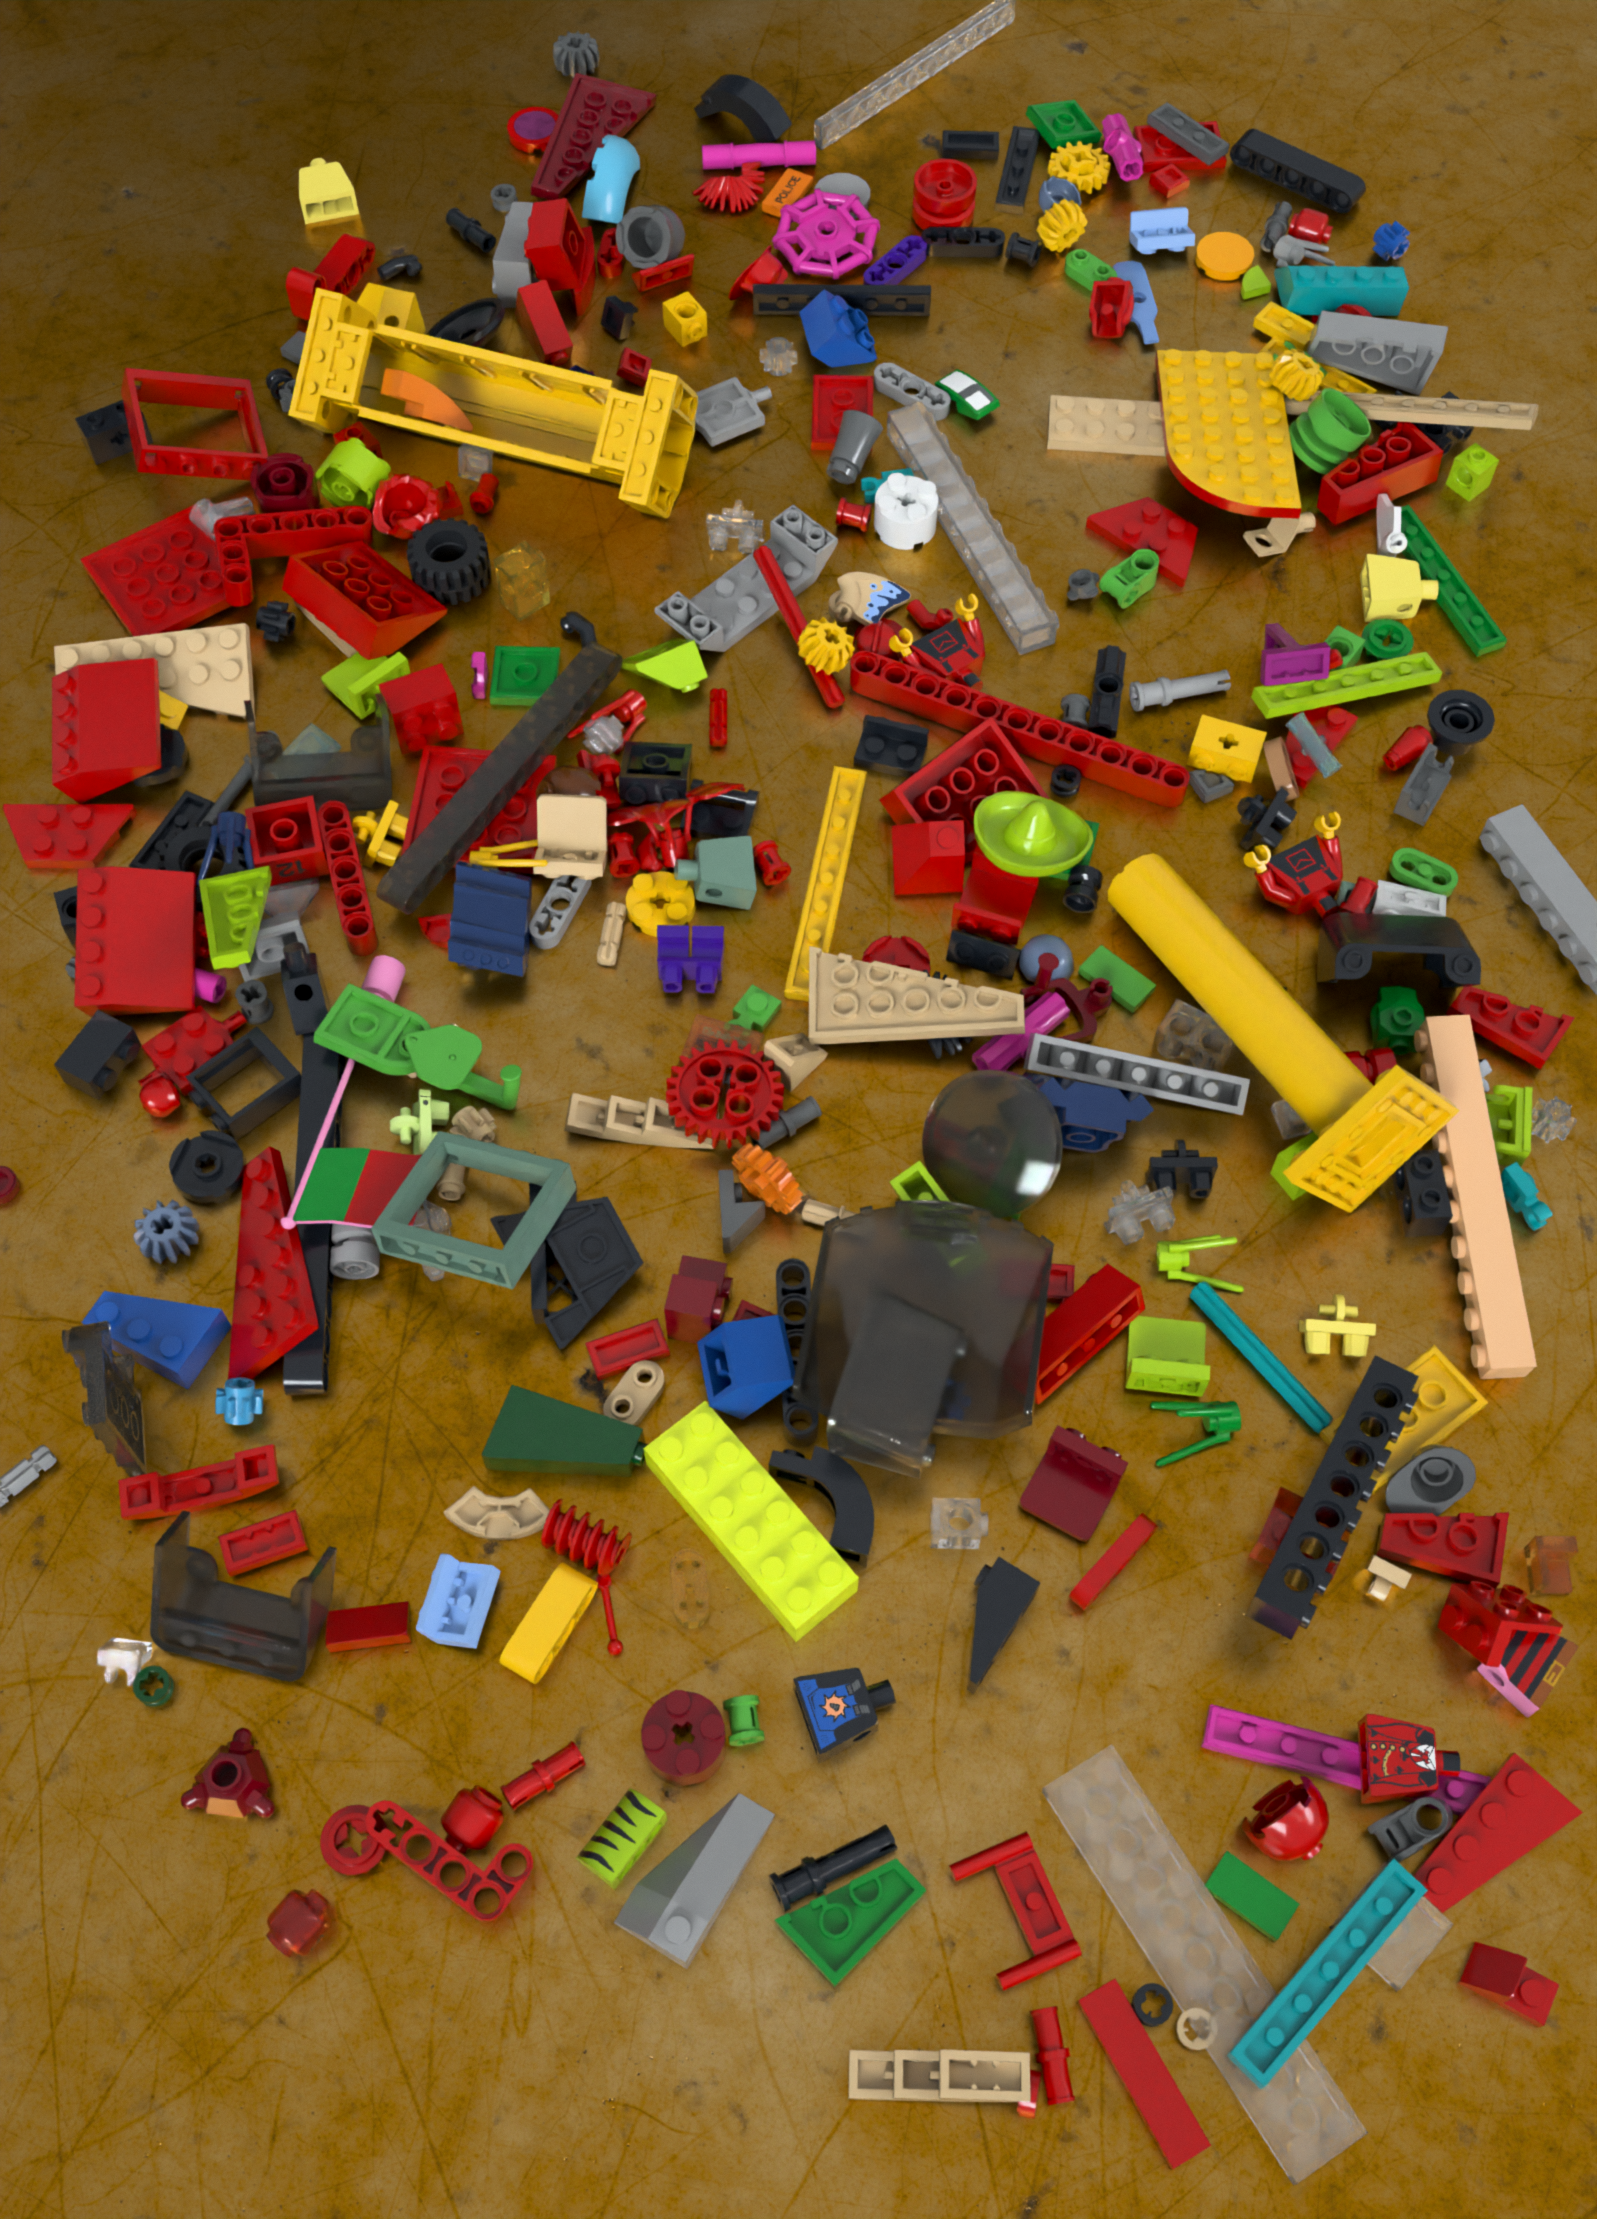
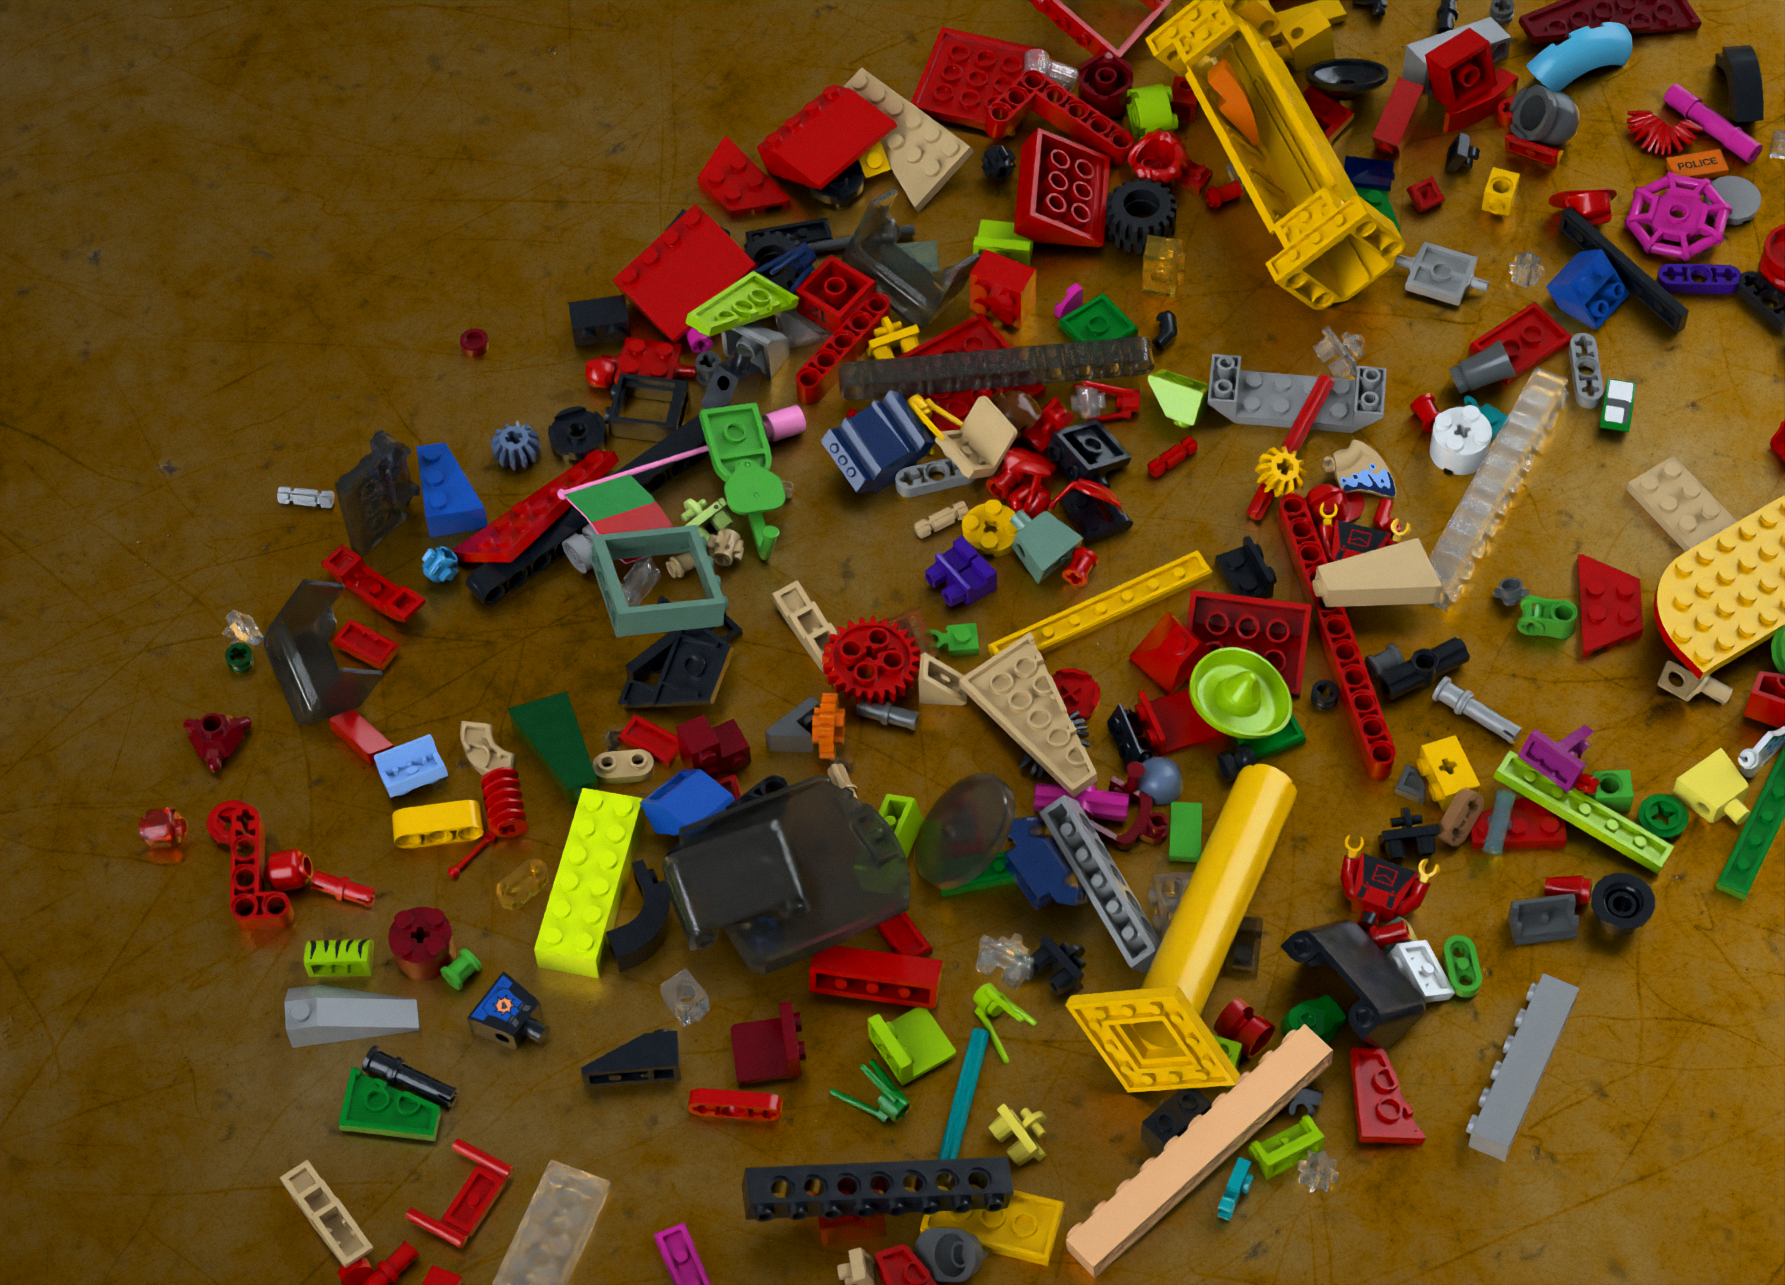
camera: 55 degrees right, 5 degrees down
(1008, 649) = (1379, 577): none -> tan slope

